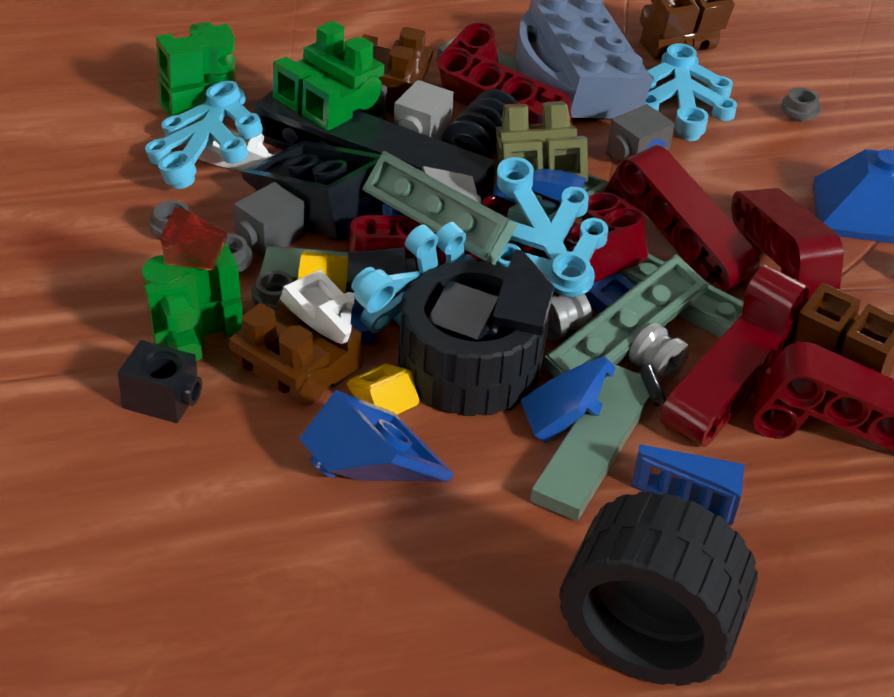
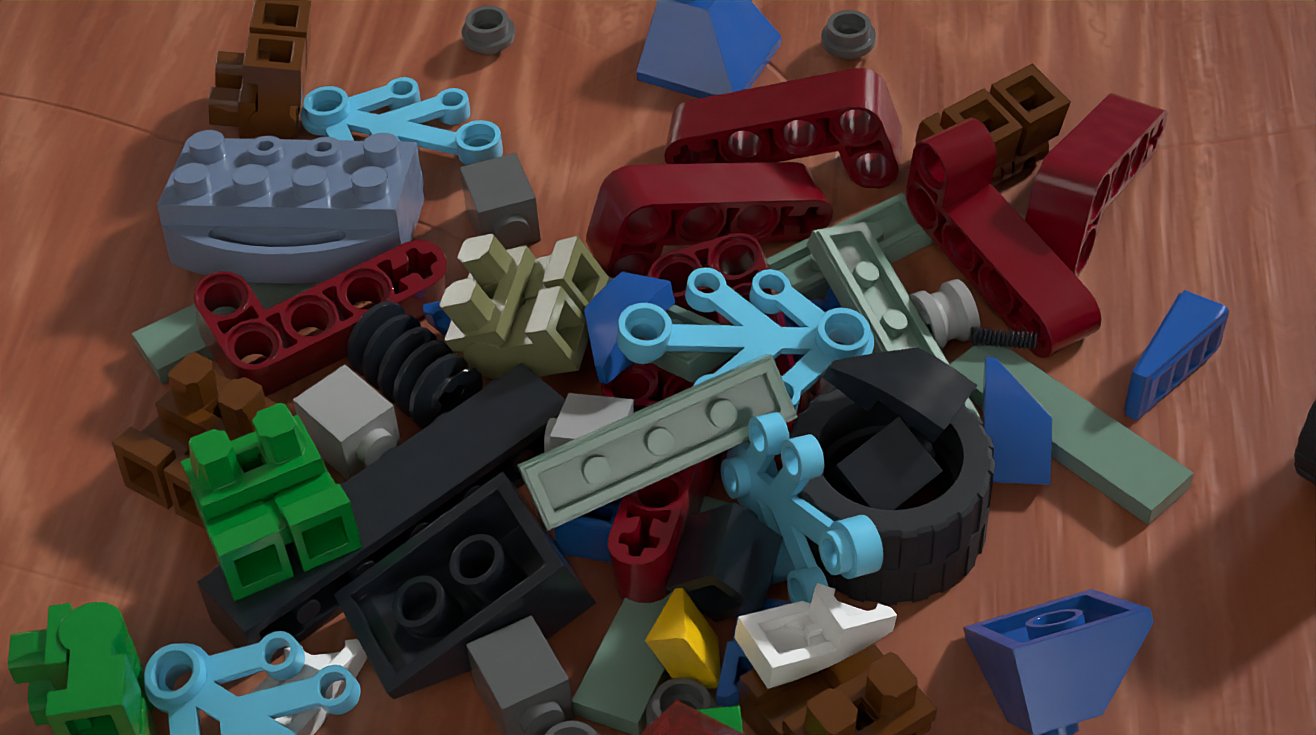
camera: 65 degrees left, 5 degrees up
(386, 387) = (923, 627): yellow slope -> none

